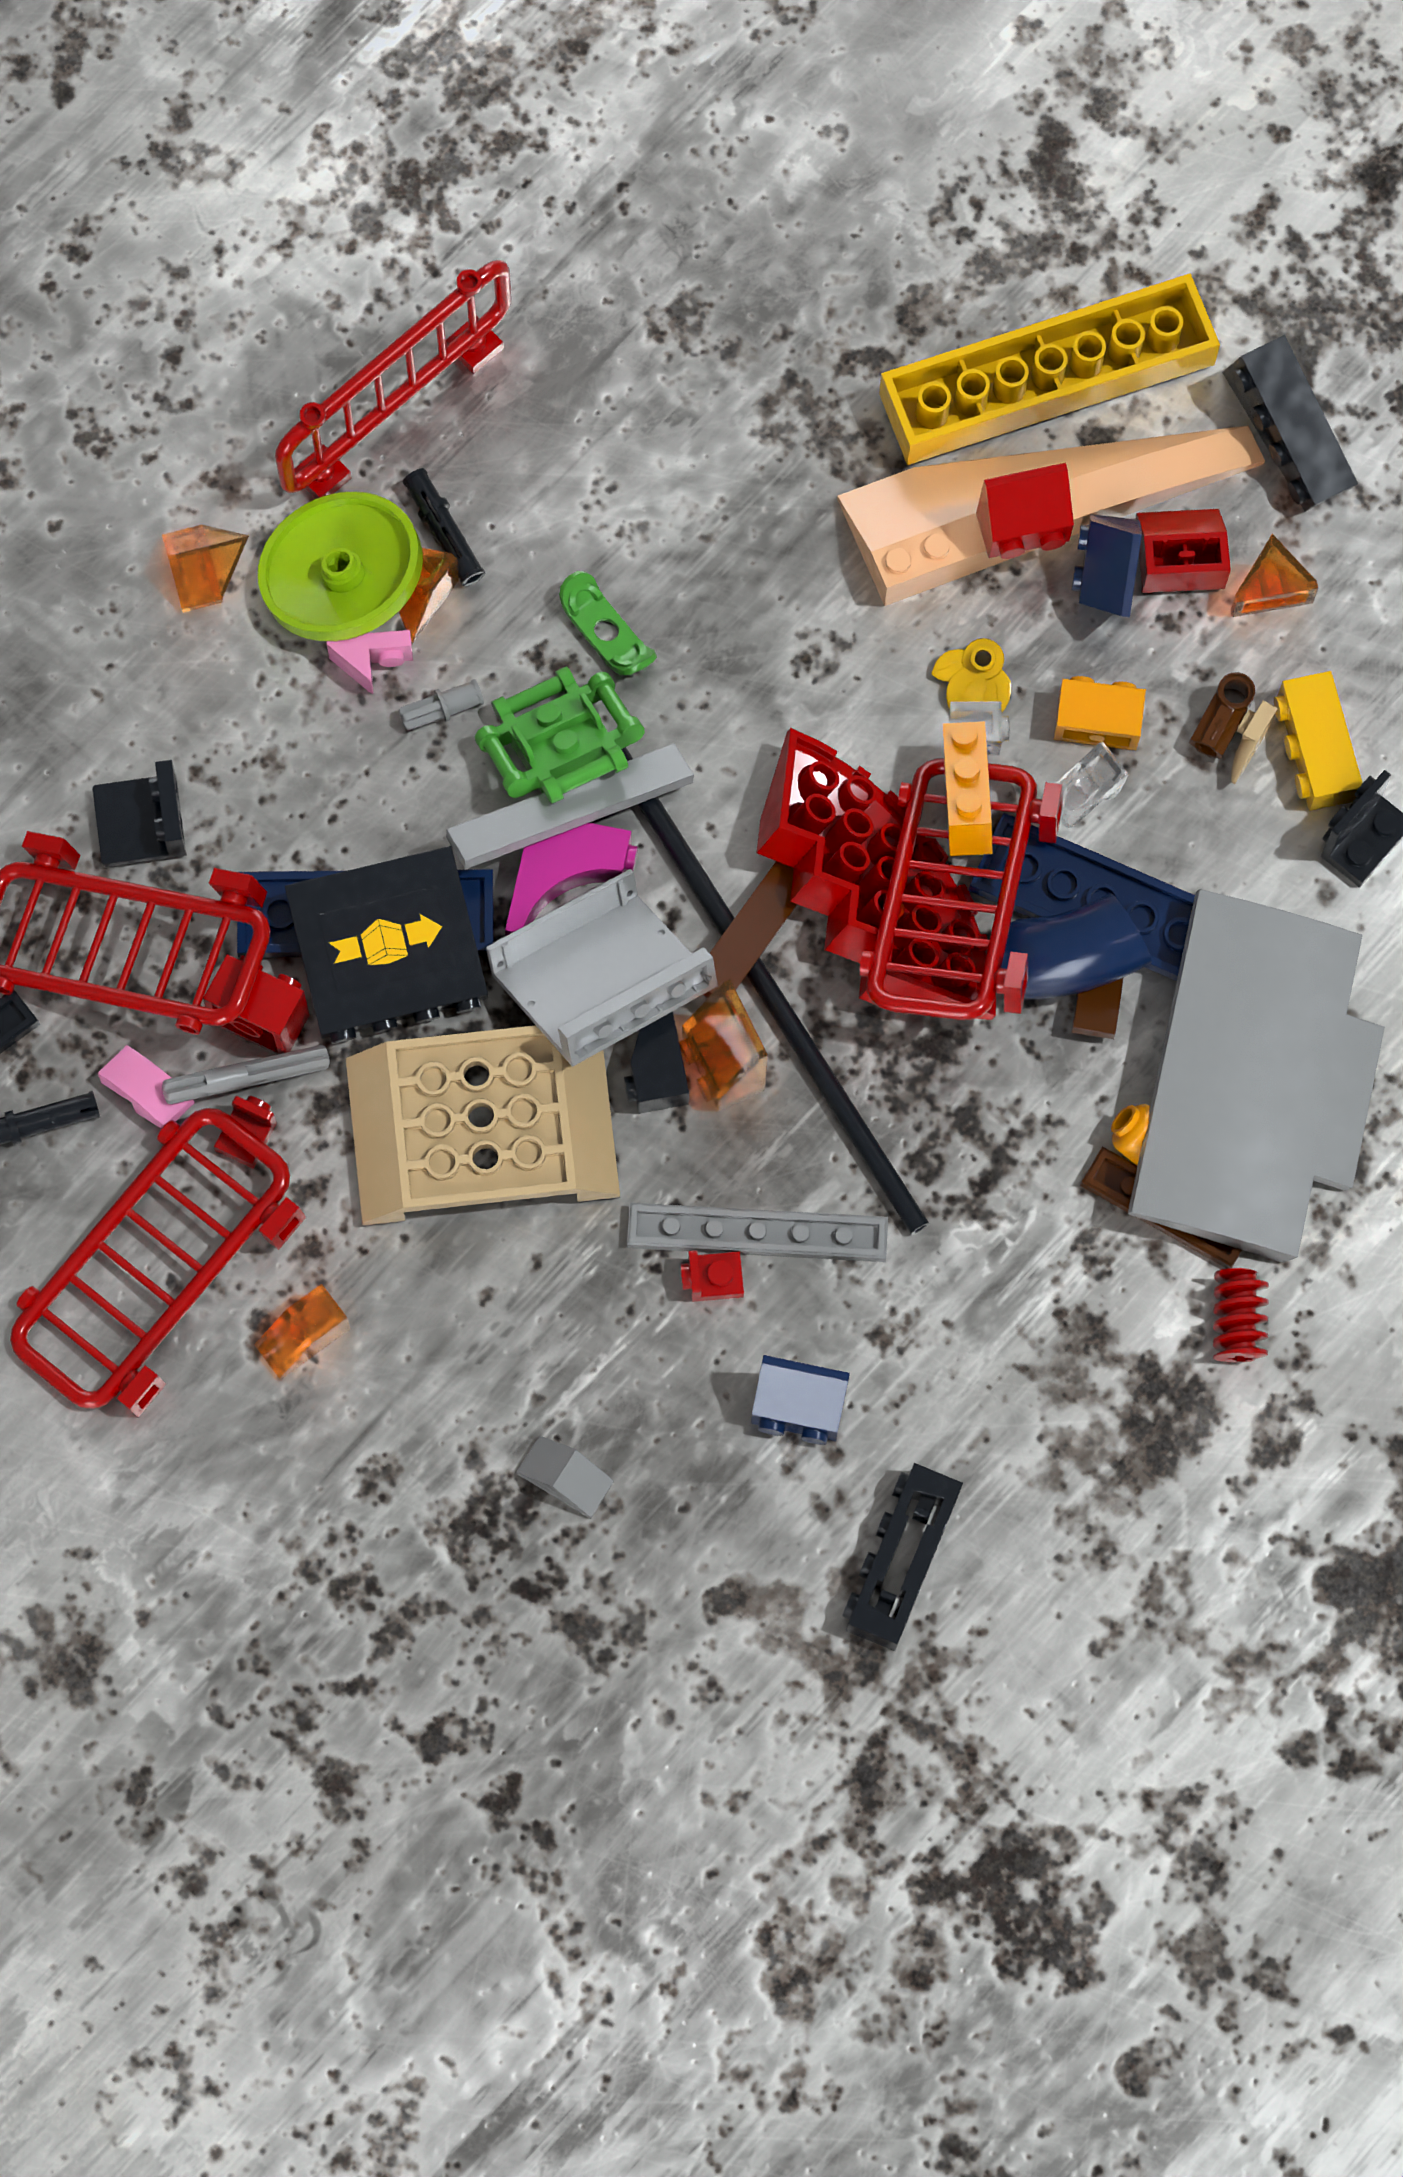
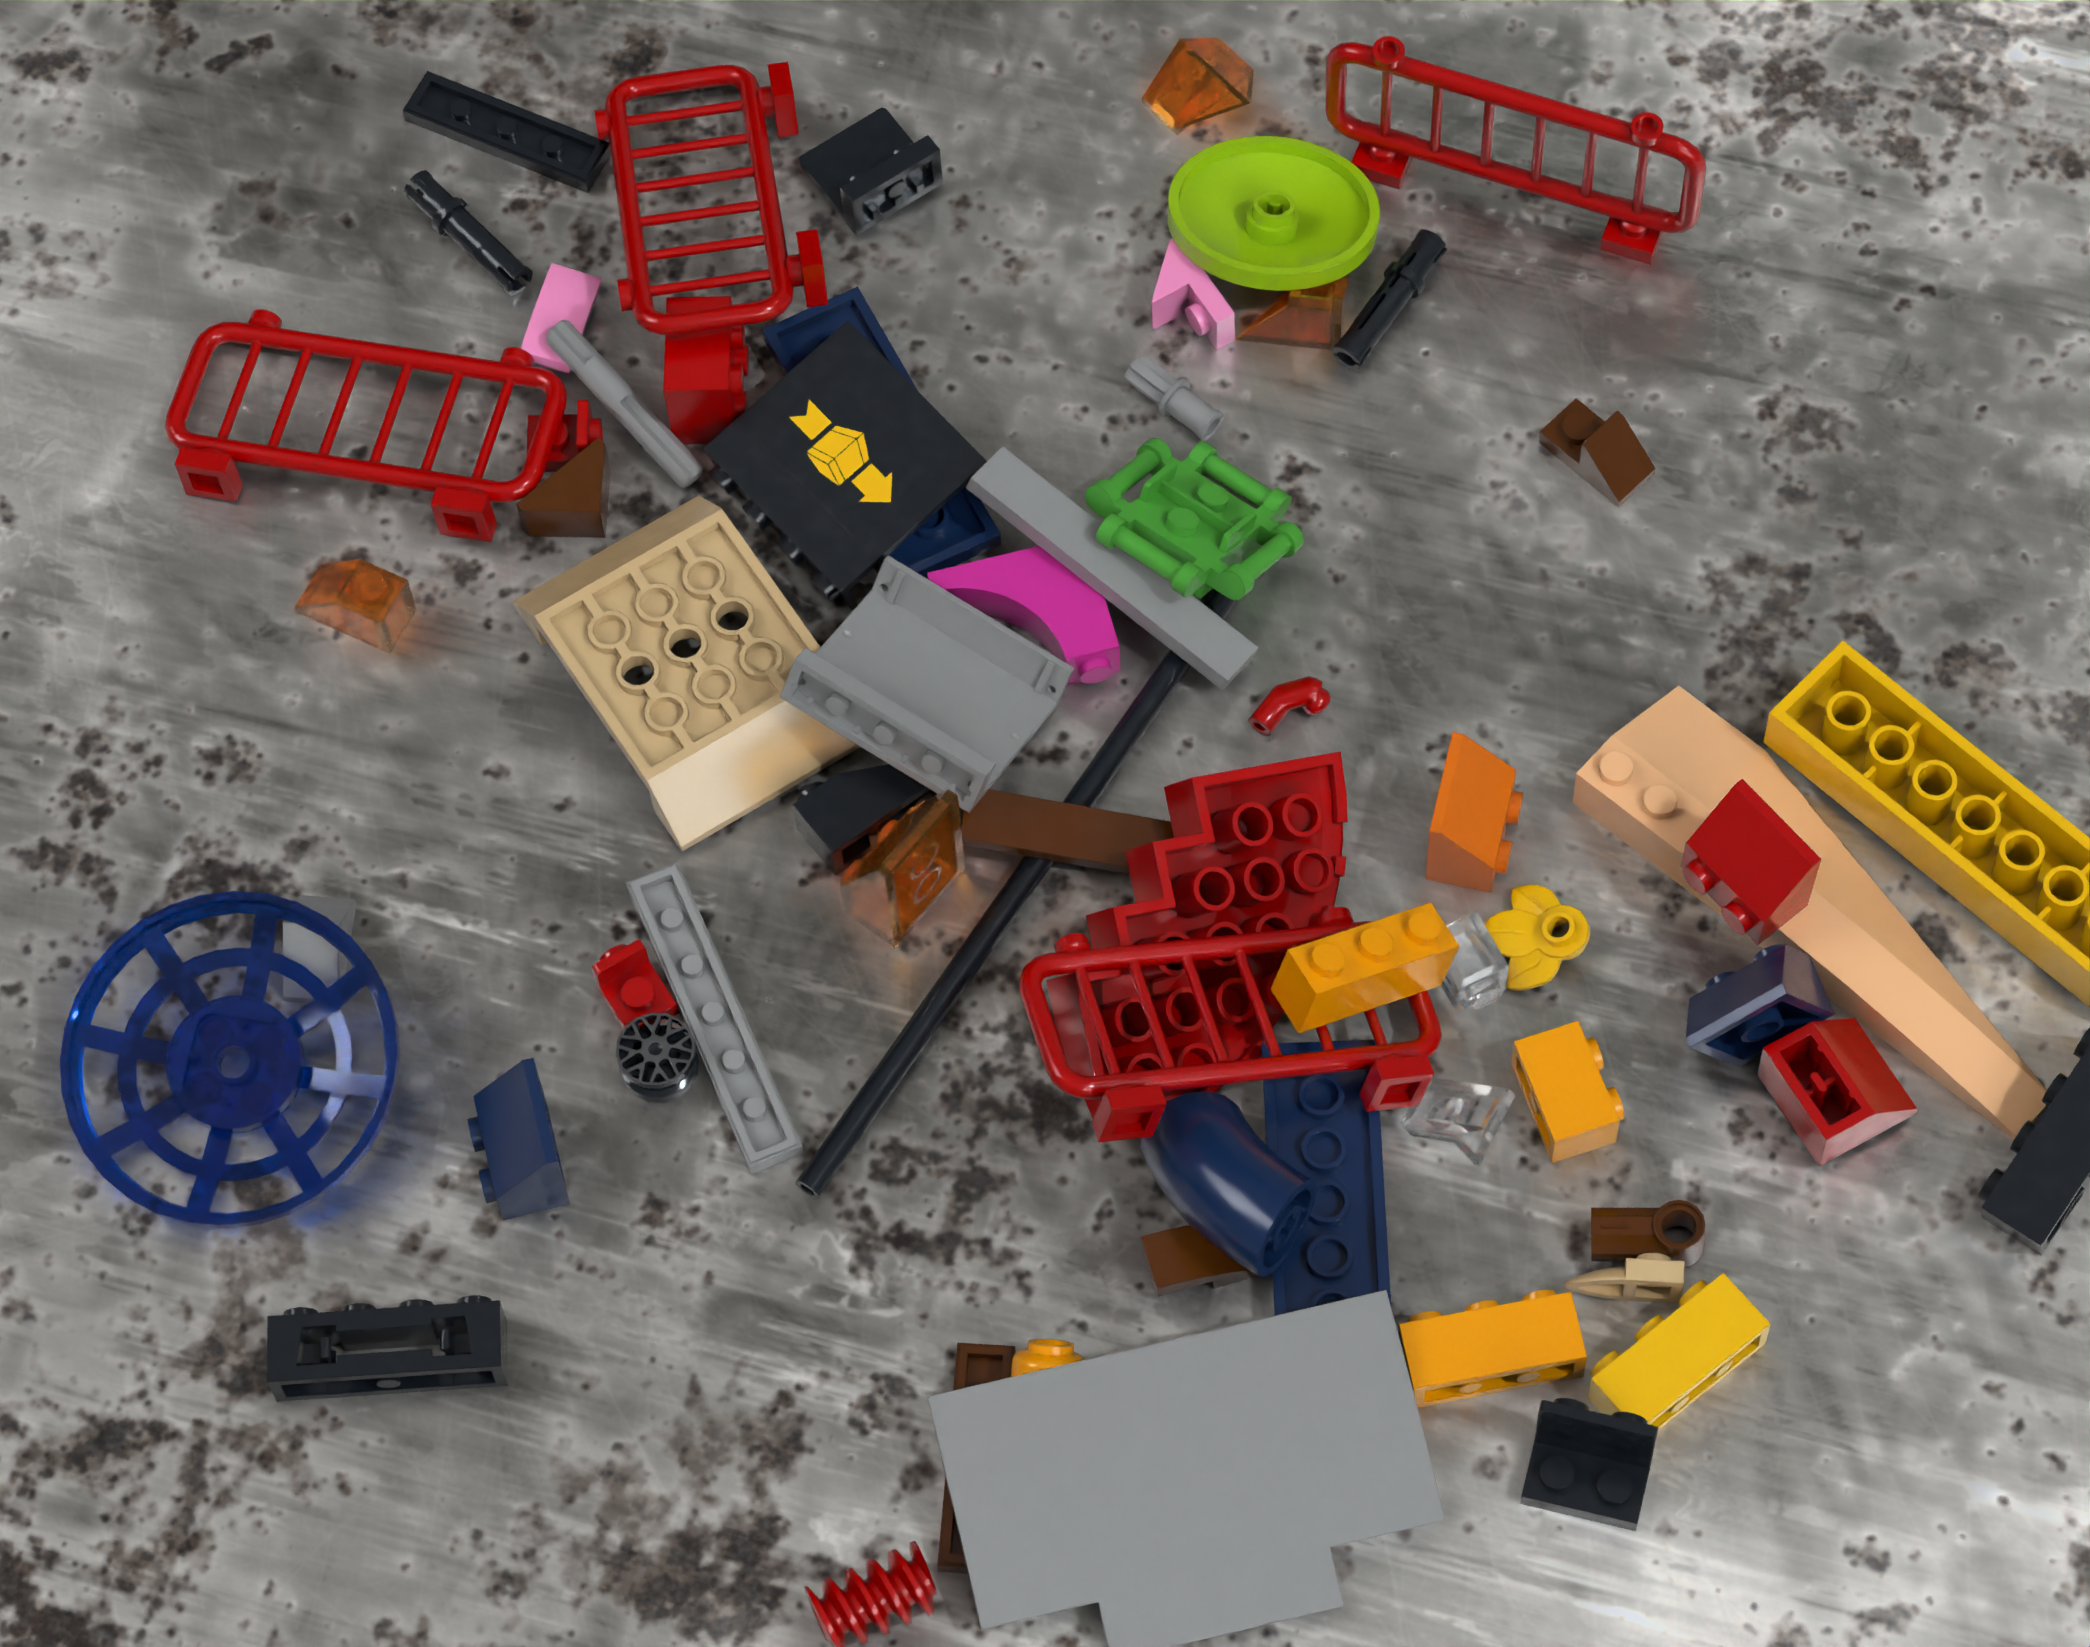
camera: 70 degrees right, 10 degrees down
(305, 1142) = (571, 499): none -> reddish brown slope
(588, 607) = (1379, 488): bright green piece -> none
(633, 456) = (1599, 450): none -> reddish brown slope
(664, 1564) = (204, 1040): none -> clear blue dish
(714, 745) = (1286, 697): none -> red arm
(774, 1282) = (658, 1059): none -> black wheel
(875, 673) = (1472, 817): none -> orange slope
(1256, 843) = (1493, 1347): none -> light orange brick
(1274, 583) = (1848, 1206): clear orange slope -> none

